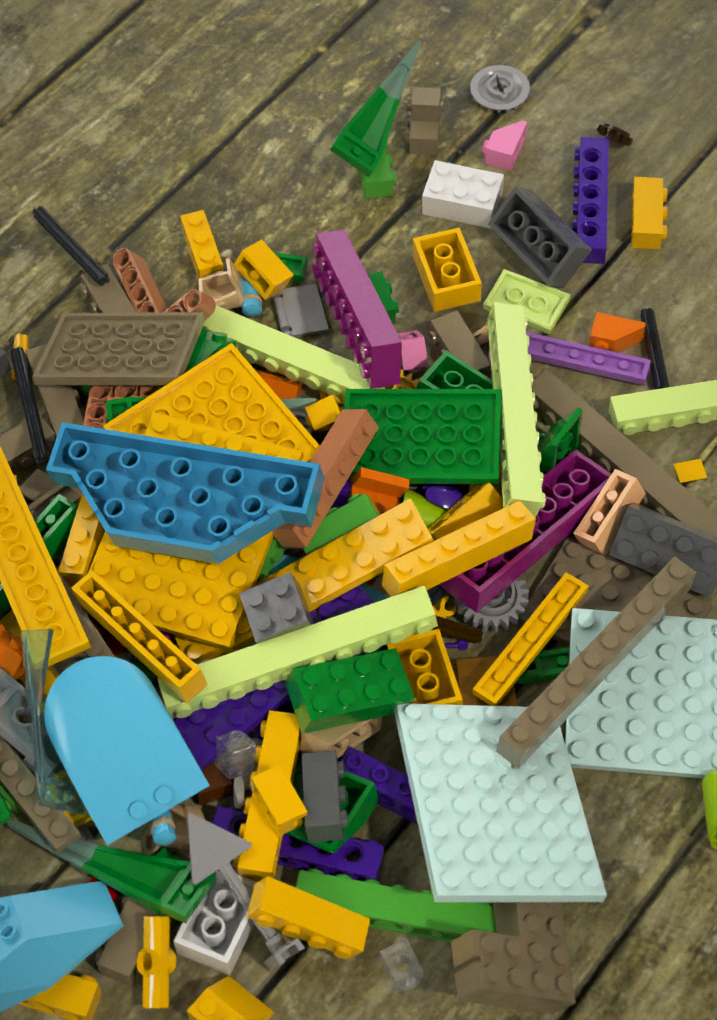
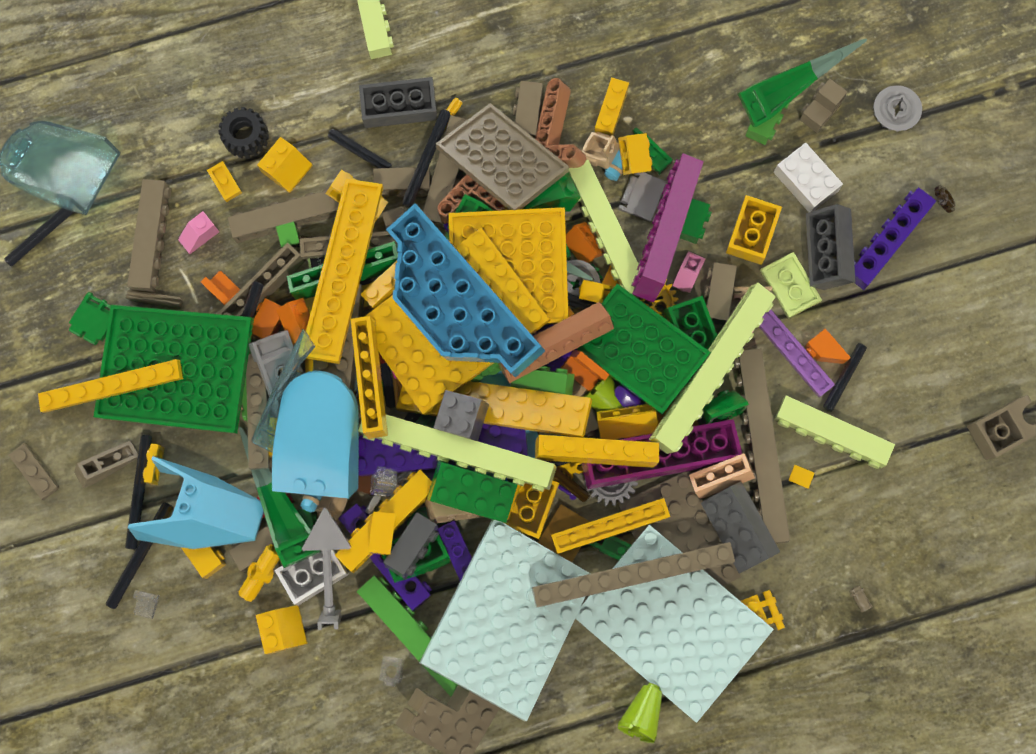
camera: 40 degrees right, 20 degrees up
(71, 246) = (529, 54): black axle -> none
(308, 918) = (355, 610): yellow brick -> none
(505, 145) = (865, 157): bright pink slope -> none
(648, 213) = (920, 273): yellow brick -> none

